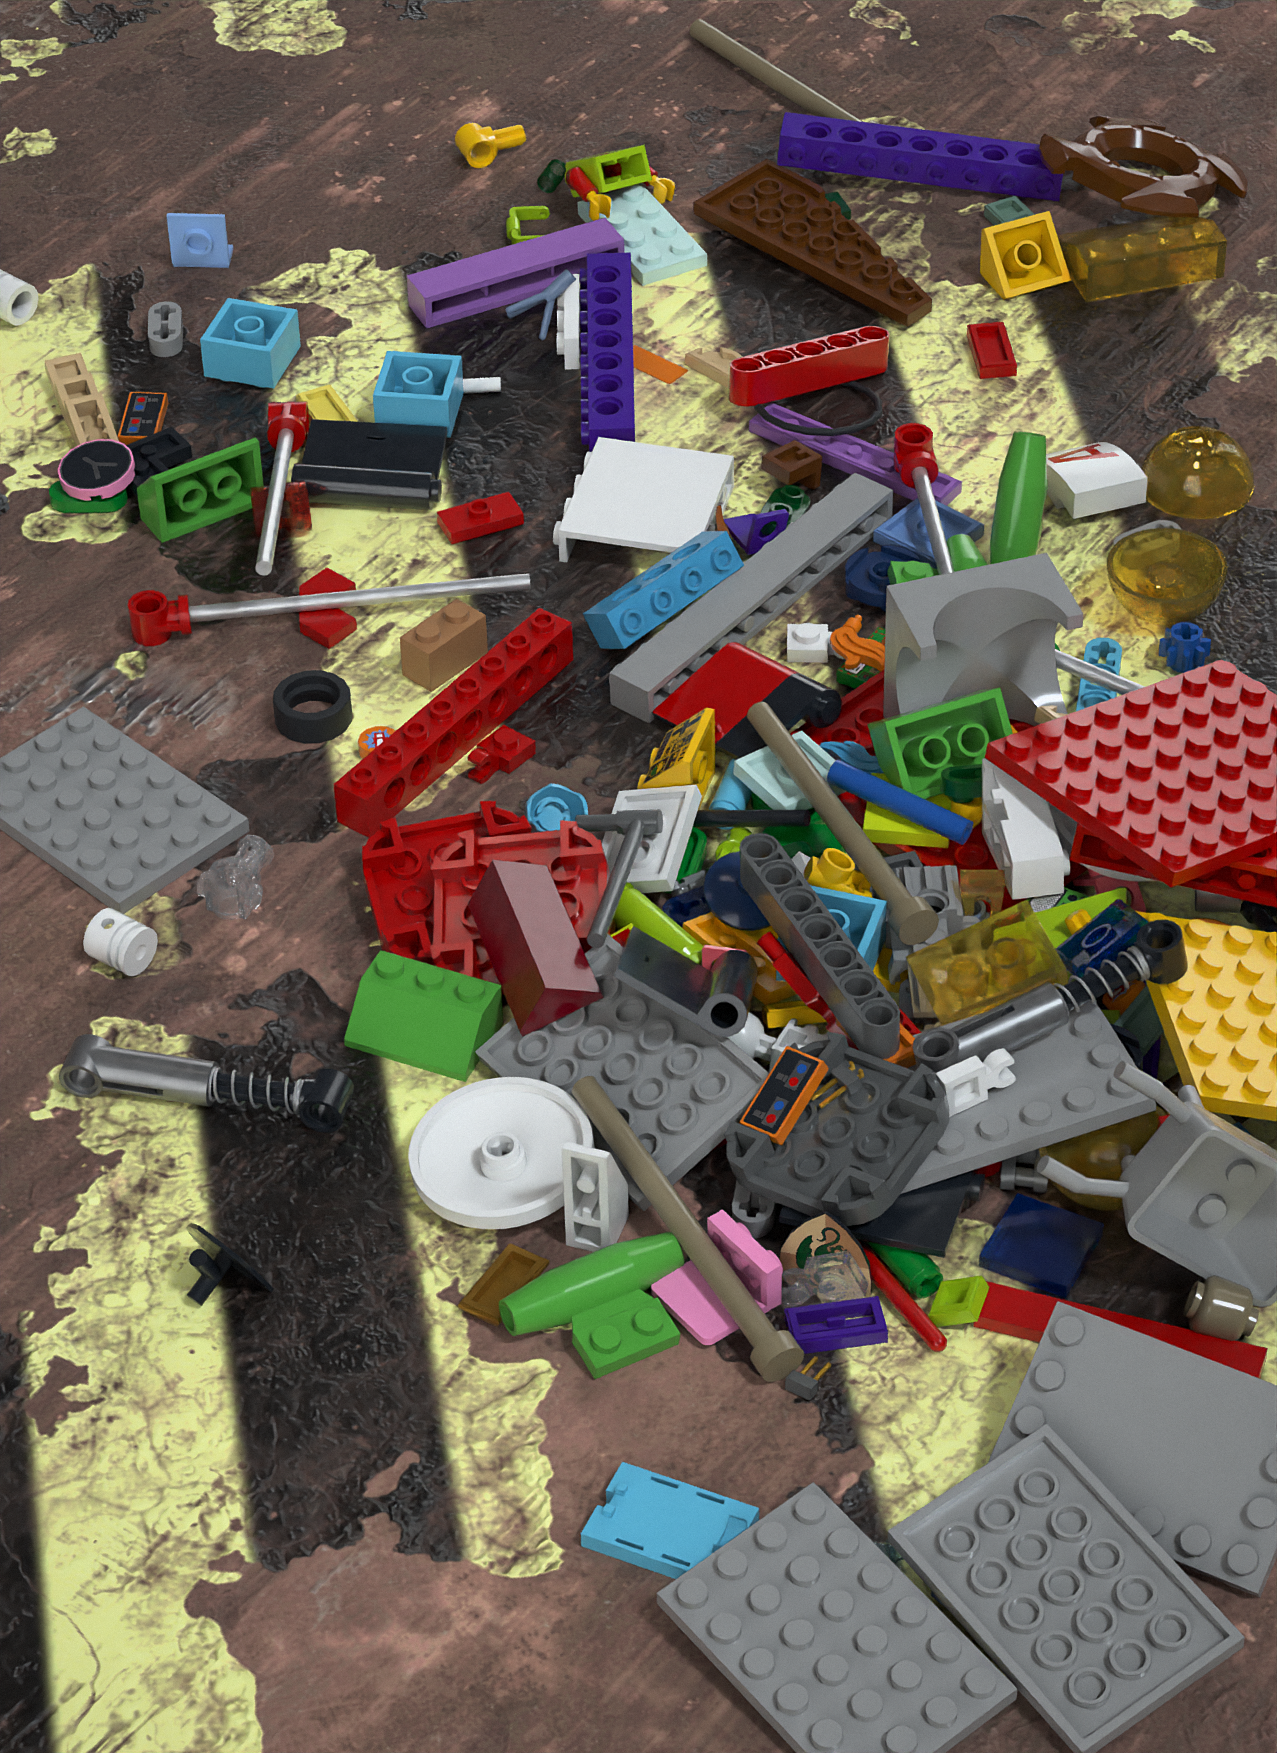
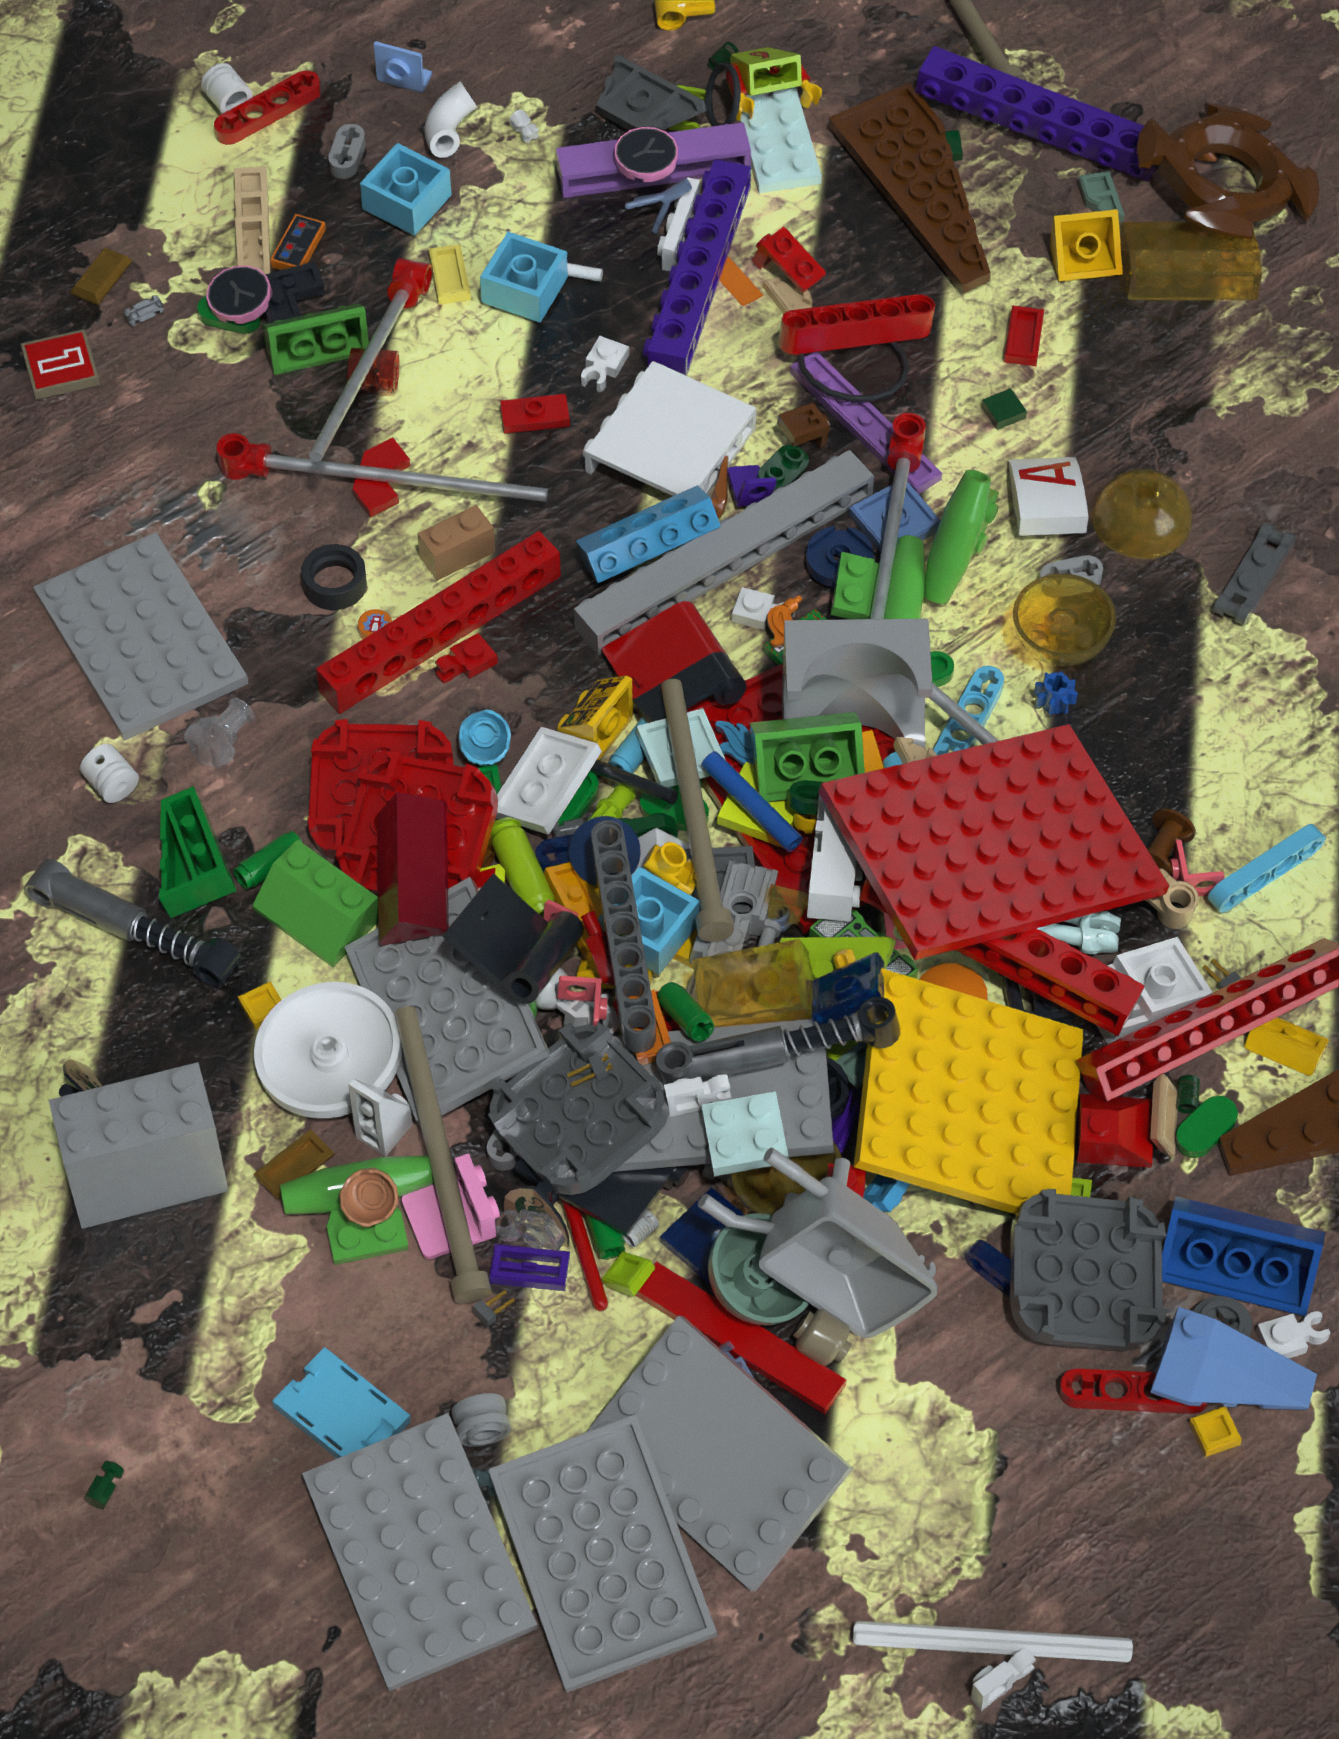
camera: 15 degrees right, 15 degrees up
(29, 326) = (298, 88): none -> red beam
(258, 995) = (191, 855): none -> green wedge
(267, 274) = (444, 119): none -> white cylinder
(318, 1284) = (139, 1145): none -> light grey brick
(340, 993) = (257, 866): none -> green piece
(352, 269) = (521, 123): none -> white piece
(372, 464) = (464, 338): black door -> none
(392, 1134) = (259, 1003): none -> yellow tile
(402, 1679) = (102, 1486): none -> dark green piece
(484, 222) = (643, 99): none -> dark grey wing
(511, 260) = (646, 154): none -> black tile
(538, 457) = (603, 360): none -> white plate
(552, 190) = (709, 92): none -> black tyre
(620, 1279) = (368, 1197): none -> nougat hair
(633, 826) = (534, 770): dark grey bar -> none
(708, 322) = (790, 258): none -> red bracket
(784, 1094) = (546, 1068): tile -> none
(803, 1019) = (592, 994): none -> coral bracket
(855, 1484) = (481, 1419): none -> light grey wheel
(925, 1010) = (685, 1011): none -> green piece
(956, 1251) = (635, 1240): none -> white piece
(1001, 415) = (1004, 408): none -> dark green tile
(1049, 1105) = (743, 1131): none -> light aqua plate
(1109, 1263) = (733, 1266): none -> sand green piece

